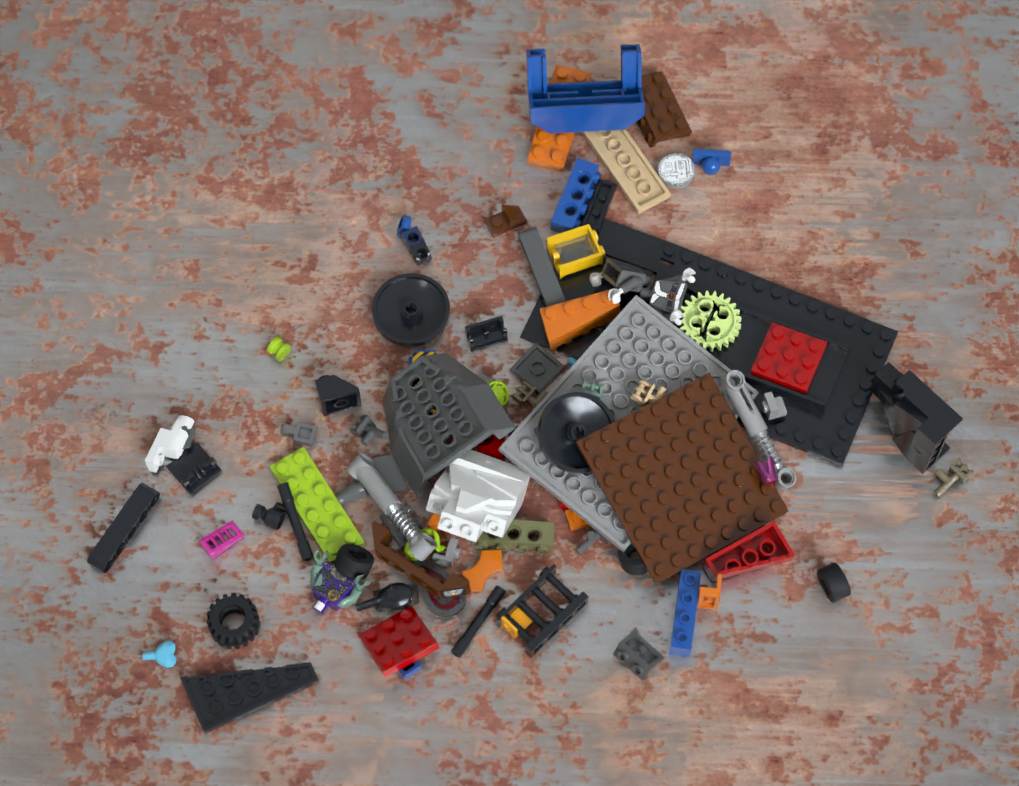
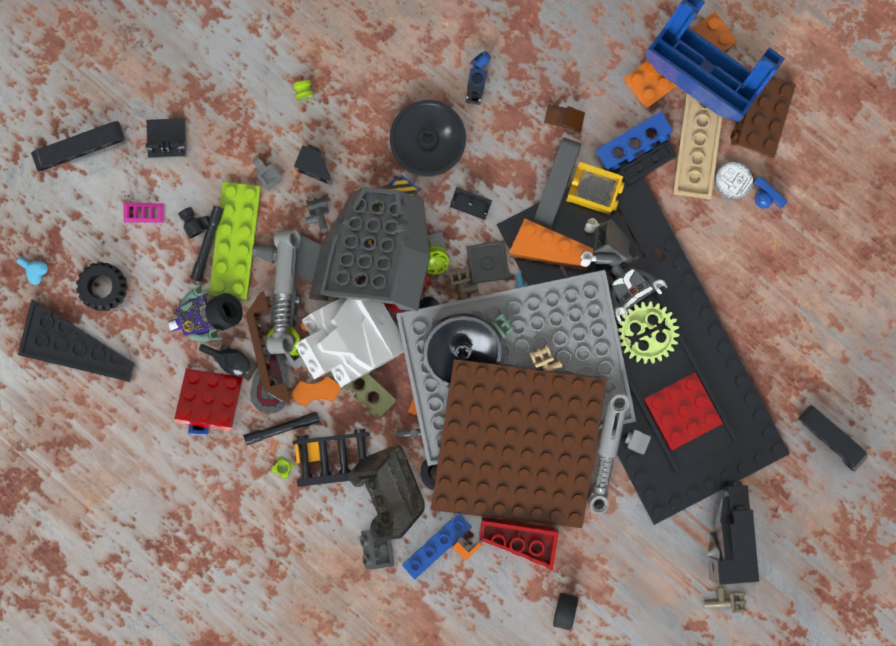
camera: 35 degrees right, 20 degrees up
(171, 442) = (163, 105): white plate -> none
(501, 647) = (282, 462): none -> lime plate
(611, 593) = (391, 490): none -> clear smoke windscreen
(767, 472) = (585, 493): flat silver piece -> none
(921, 291) = (847, 449): none -> black beam

